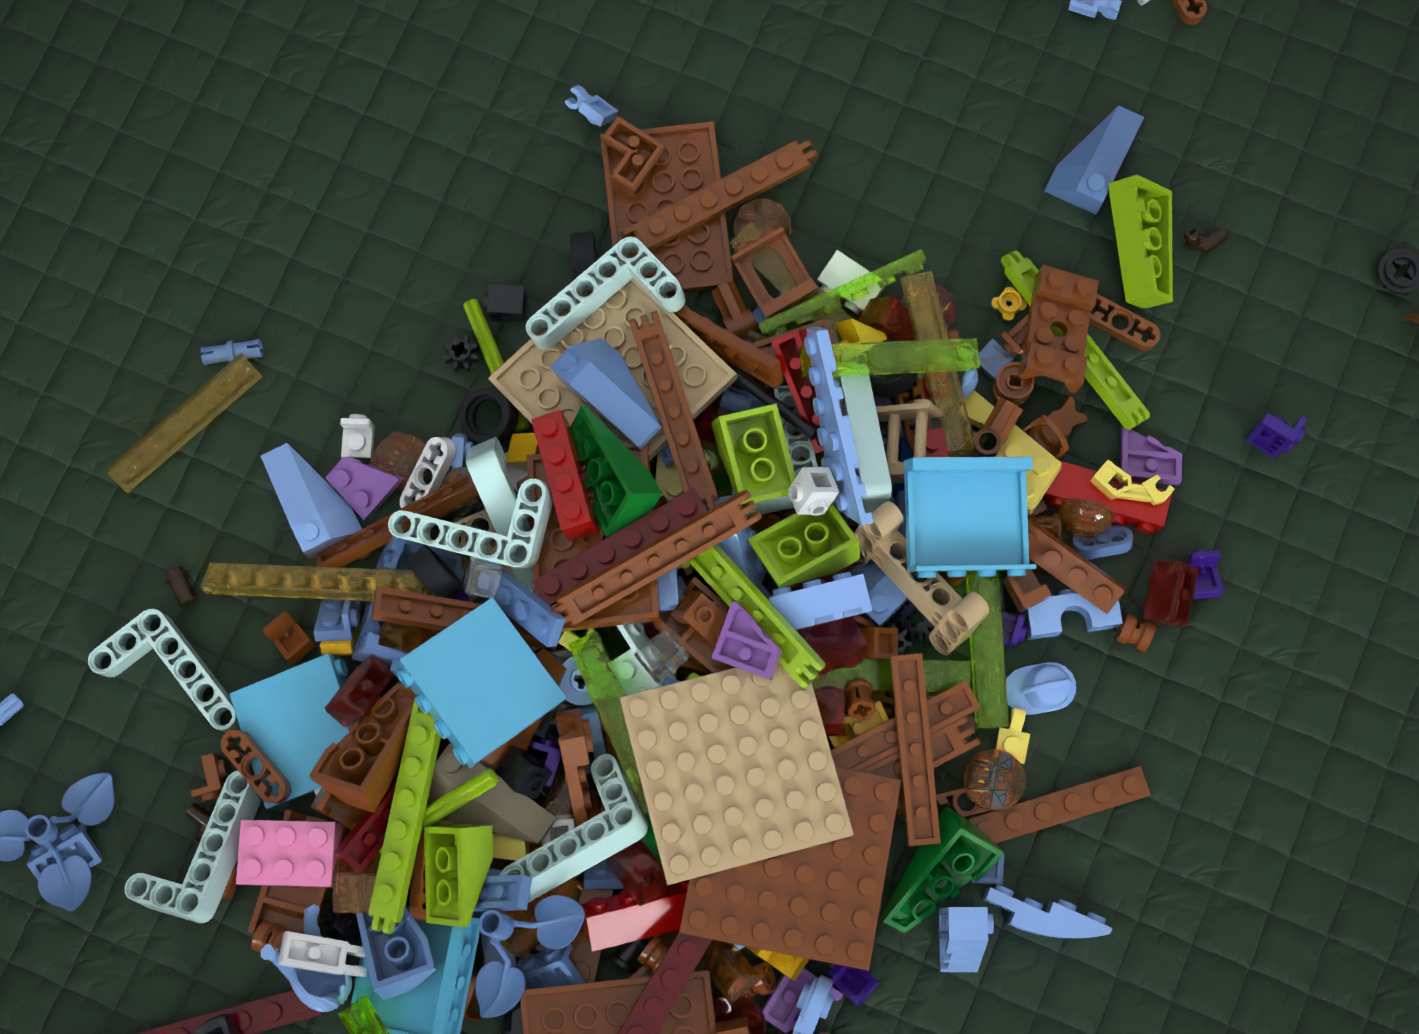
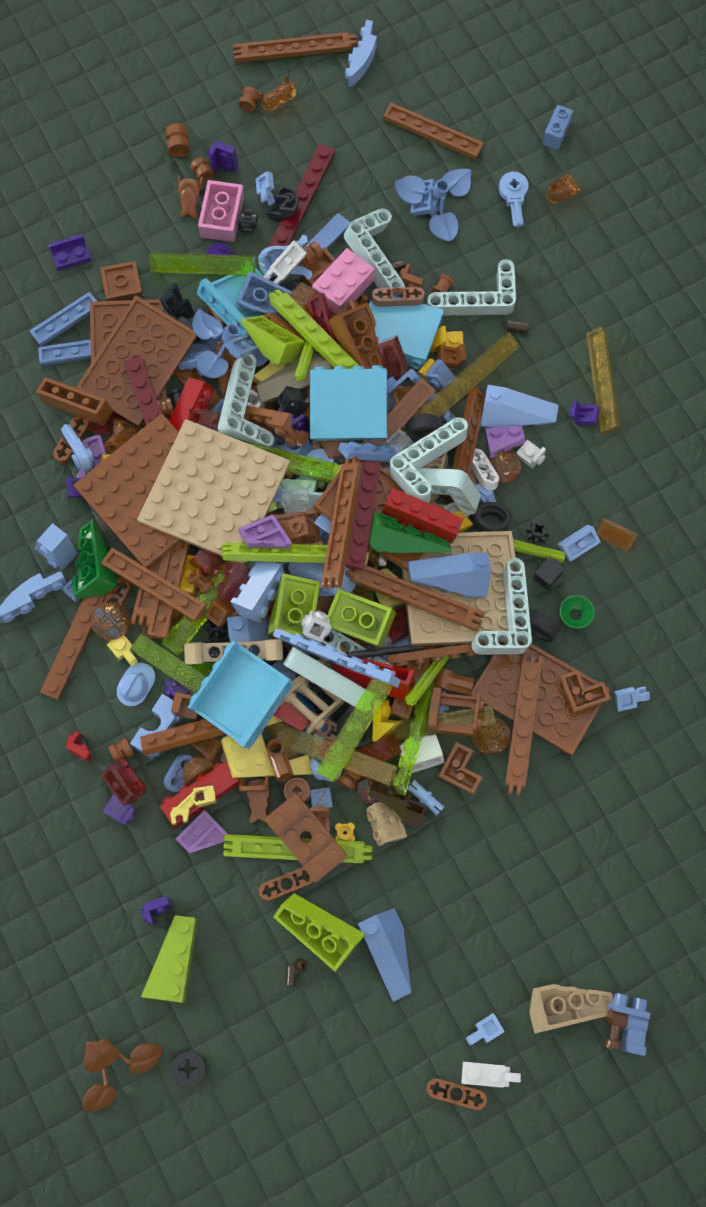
camera: 125 degrees right, 5 degrees down
(189, 728) = (444, 284): none -> dark orange bush
(218, 951) = (331, 232): none -> medium blue tile
(230, 351) = (625, 427): medium blue pin -> none
(251, 410) = (584, 414): none -> dark purple bracket
(265, 658) = (445, 338): none -> yellow slope
(393, 262) = (616, 535): none -> clear orange slope
(435, 301) = (579, 542): none -> light blue slope
(533, 222) = (580, 604): none -> green piece
(778, 326) = (426, 679): none -> lime axle
(839, 231) = (455, 771): none -> dark orange brick
(895, 240) = (425, 797): none -> light blue pin
(931, 239) = (409, 811): none -> dark brown slope
(961, 265) = (385, 824): none -> tan bracket
(1177, 681) = (80, 750): none -> red bracket
(1318, 369) = (172, 968): none -> lime wedge

